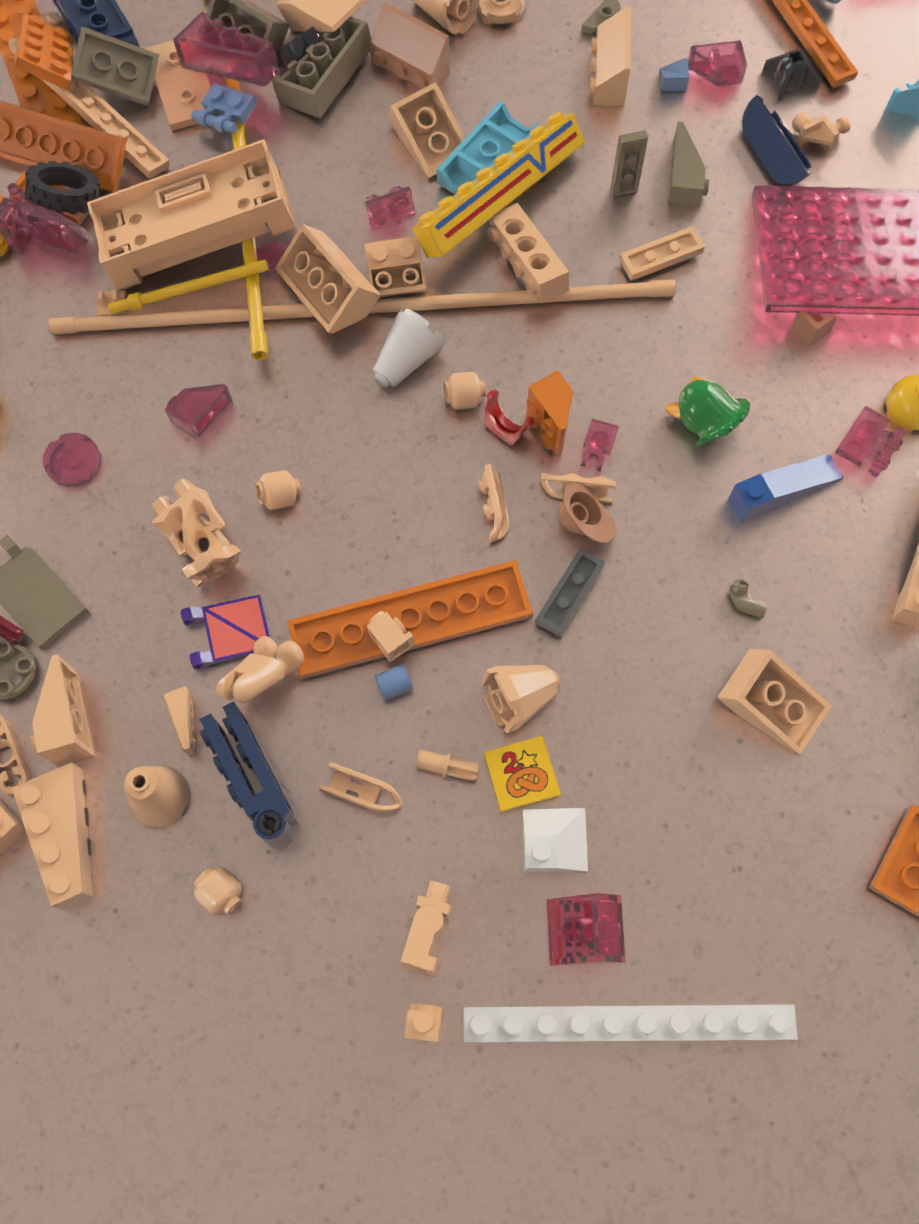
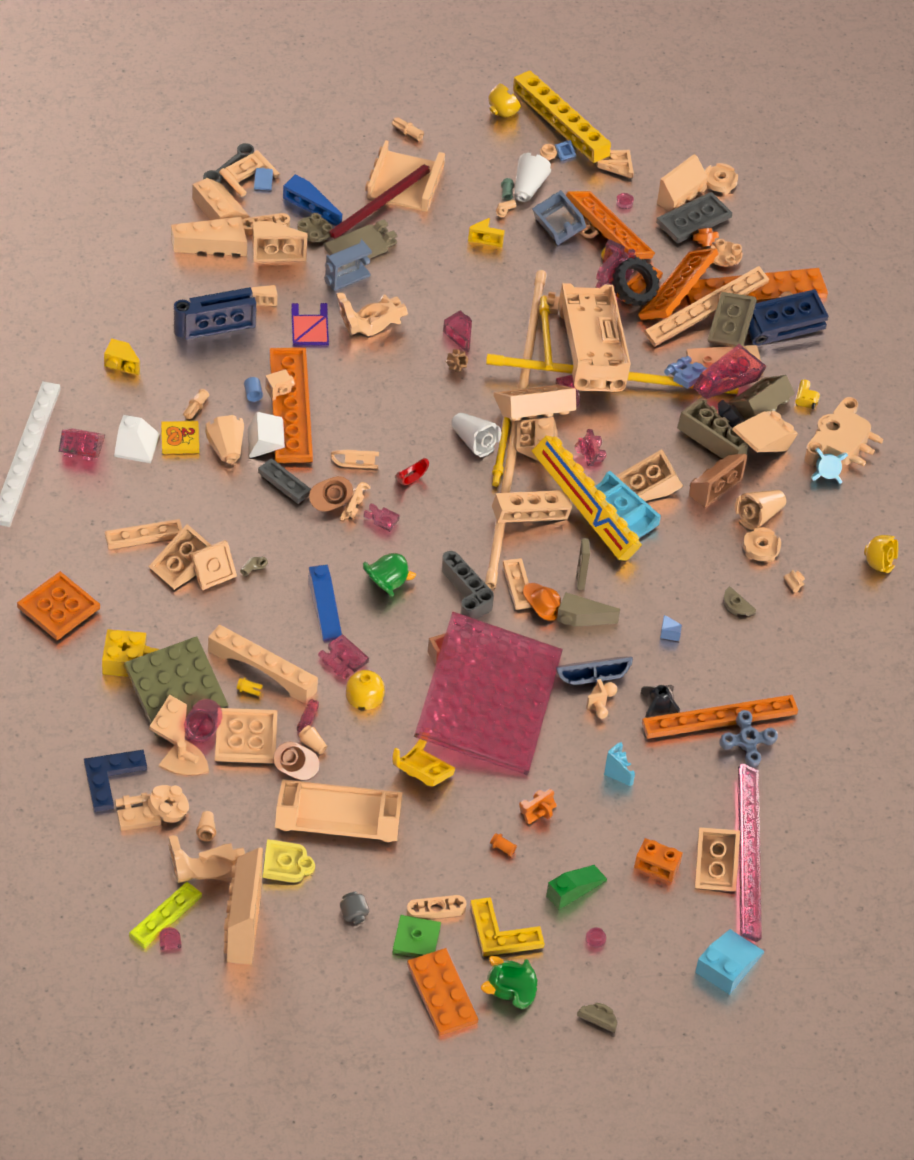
camera: 95 degrees right, 20 degrees down
(44, 51) = (742, 278): orange plate -> none
(72, 460) = (443, 273): clear pink tile -> none
(95, 588) = (347, 266): none -> sand blue window
(156, 795) = (220, 273): light nougat cone -> none
(217, 891) = (157, 296): light nougat head -> none
(260, 670) = (273, 321): light nougat piece -> none
(263, 400) = (457, 360): none -> medium nougat gear
(277, 490) = (393, 357): light nougat head -> none
(367, 792) = (193, 368): light nougat piece -> none
(373, 915) = (122, 357): none -> yellow slope
(424, 1022) = (57, 365): light nougat brick -> none
(426, 928) = (104, 370): light nougat hips -> none
(459, 315) = (498, 468): none -> yellow bar
(464, 390) = (438, 456): light nougat head -> none
(494, 637) = (265, 434): none -> white slope
(550, 406) = (405, 490): orange slope -> none
(611, 60) = (685, 591): light nougat slope -> none
(684, 217) = (543, 600): none -> orange piece
(704, 297) = (477, 594): none -> dark grey beam
(719, 62) = (674, 656): clear pink slope -> none
(739, 779) = (142, 534): none -> light nougat tile
(785, 647) = (213, 564): none -> light nougat plate

